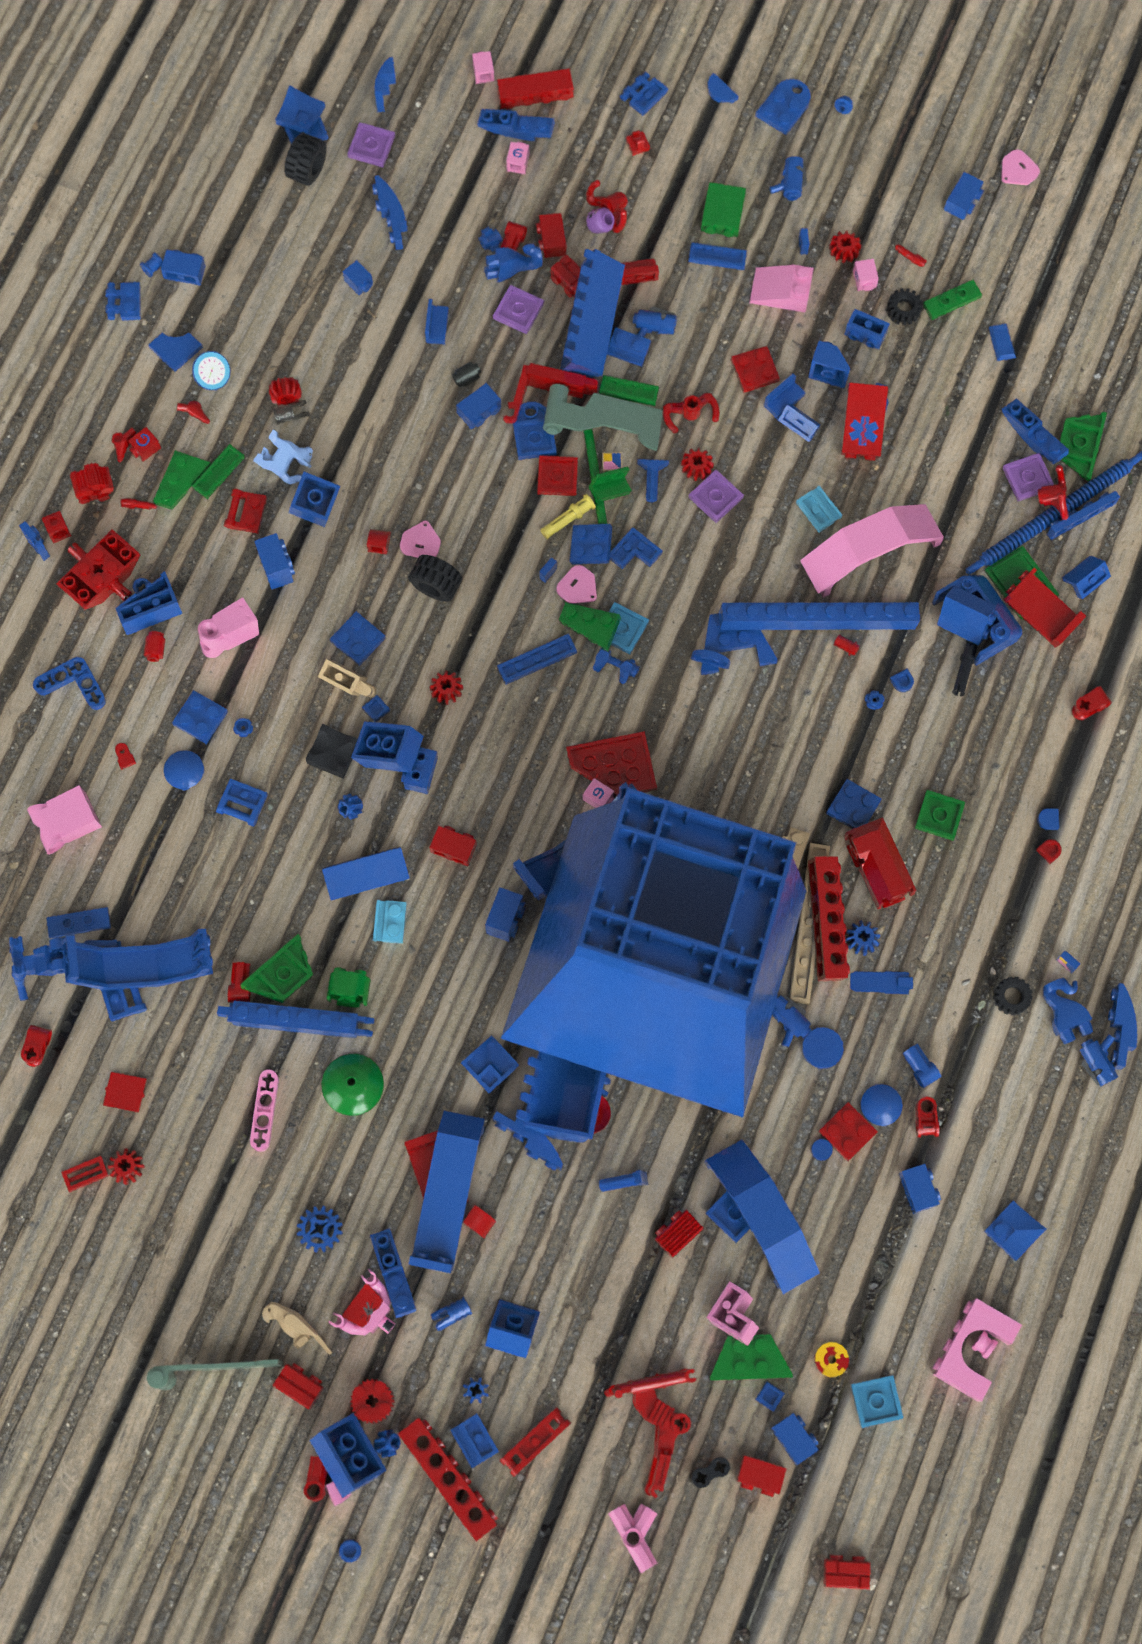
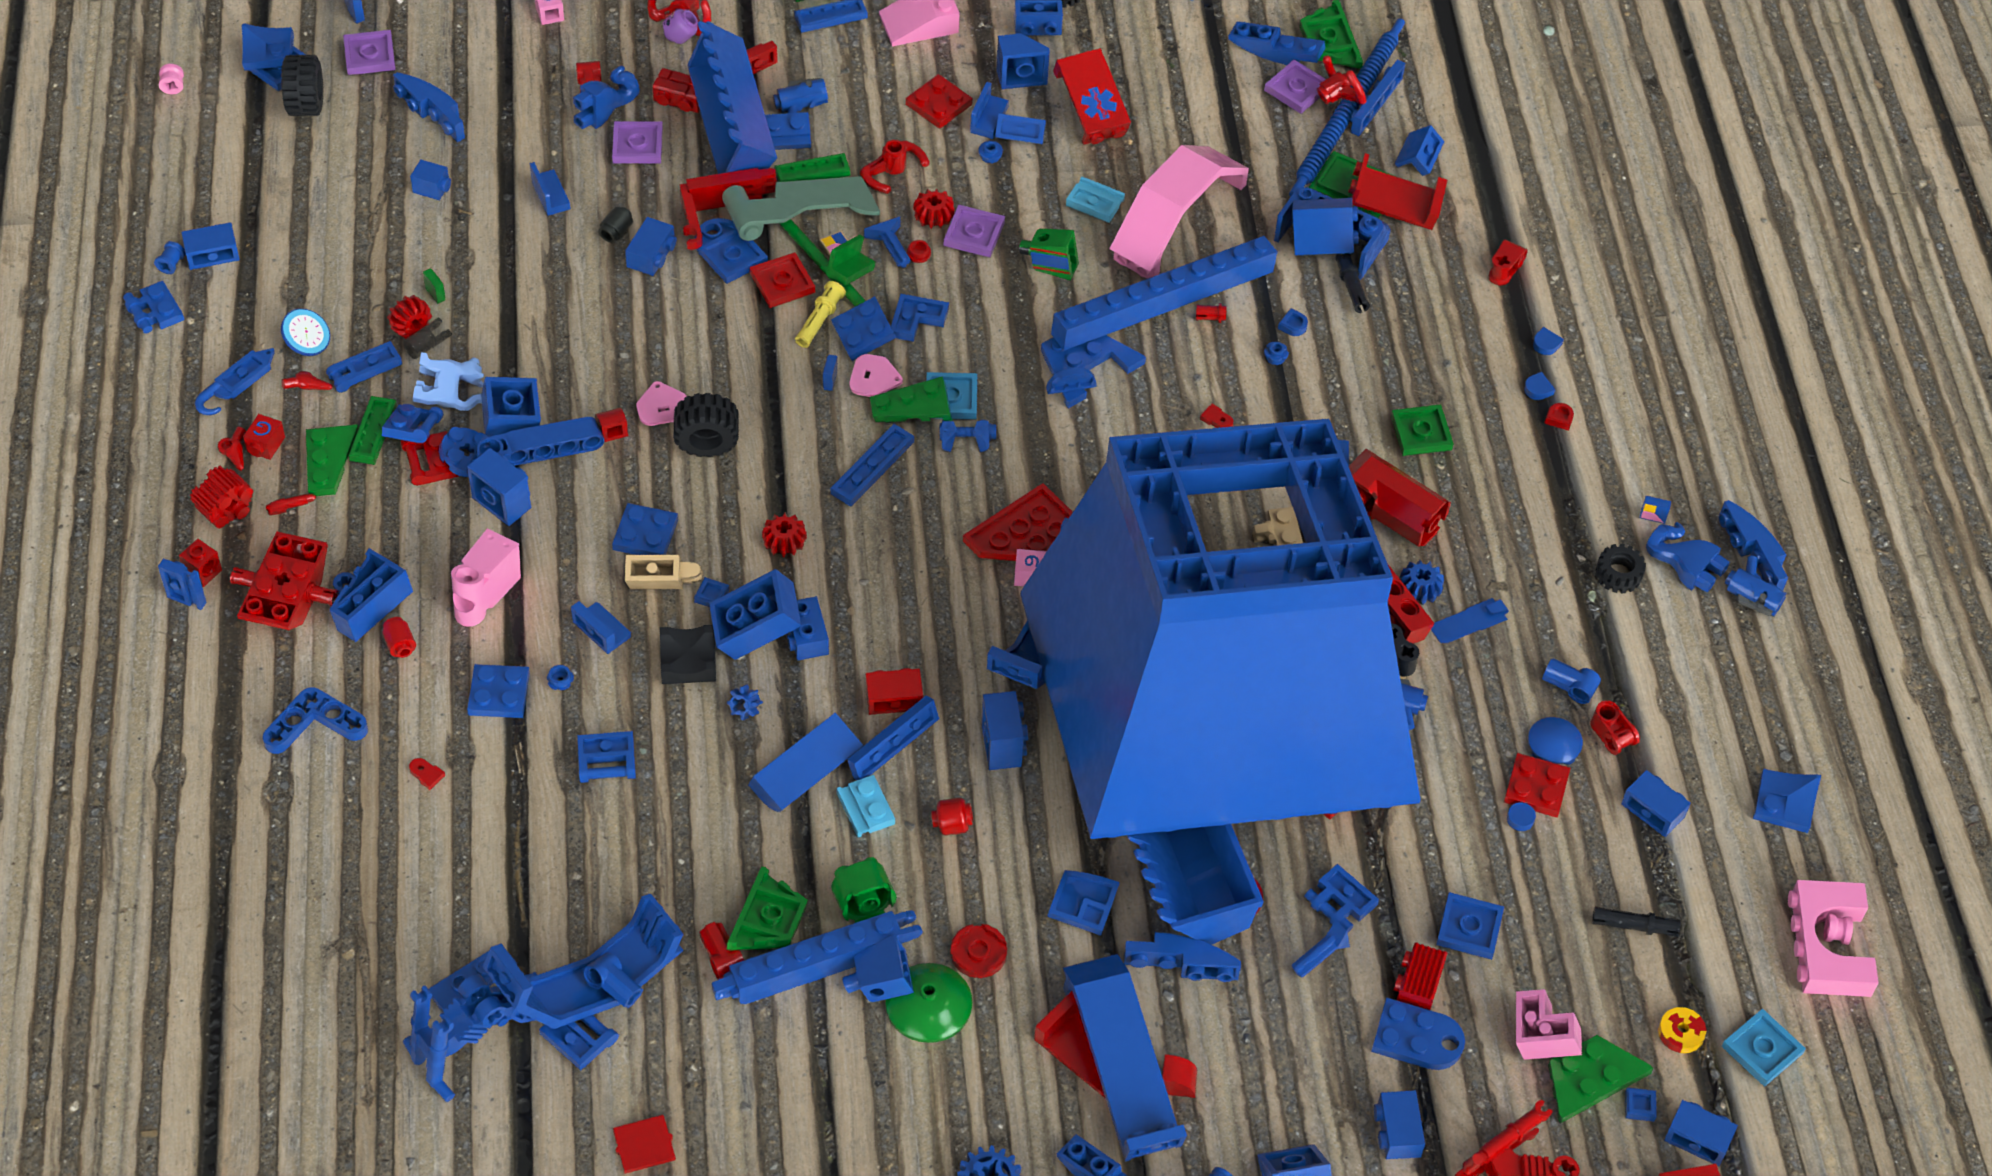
camera: 30 degrees left, 20 degrees down
(36, 1042) = (496, 1139): red piece -> none
(64, 819) = (390, 866): bright pink piece -> none
(149, 387) = (236, 379): none -> blue plate
(157, 967) = (608, 974): none -> blue piece
(175, 350) = (245, 332): blue tile -> none
(183, 769) = (511, 754): blue dish -> none
(224, 108) = (171, 79): none -> bright pink wheel
(238, 416) = (363, 366): none -> blue plate
(240, 476) = (406, 418): none -> blue plate
(264, 1110) = (839, 1079): bright pink beam -> none
(266, 508) = (458, 439): none -> blue plate
(290, 699) = (600, 626): none -> blue panel
(316, 370) = (434, 285): none -> green tile
(321, 537) = (546, 441): none -> blue piece
(330, 1051) = (881, 971): none -> blue torso
(404, 1064) = (978, 950): none -> red tile
(432, 882) = (893, 738): none -> blue plate
(439, 960) = (952, 816): none -> red head
(490, 239) = (564, 88): blue gear -> none
(552, 235) = (635, 57): red brick -> none
(600, 1329) = (1400, 1125): none -> blue brick
(651, 1270) = (1417, 1036): none -> blue plate
(667, 495) = (919, 251): none -> red plate
(667, 1146) = (1346, 892): none -> blue plate
(759, 543) = (1052, 252): none -> green torso
(765, 1215) = (1518, 887): blue panel -> none
(767, 436) = (990, 151): none -> blue plate
(800, 730) = (1214, 416): none -> red piece
(810, 984) = (1406, 652): none -> black axle
(822, 1048) = (1451, 713): blue tile -> none
(856, 1272) = (1635, 921): none -> black pin
(1079, 784) = (1547, 342): none -> blue tile

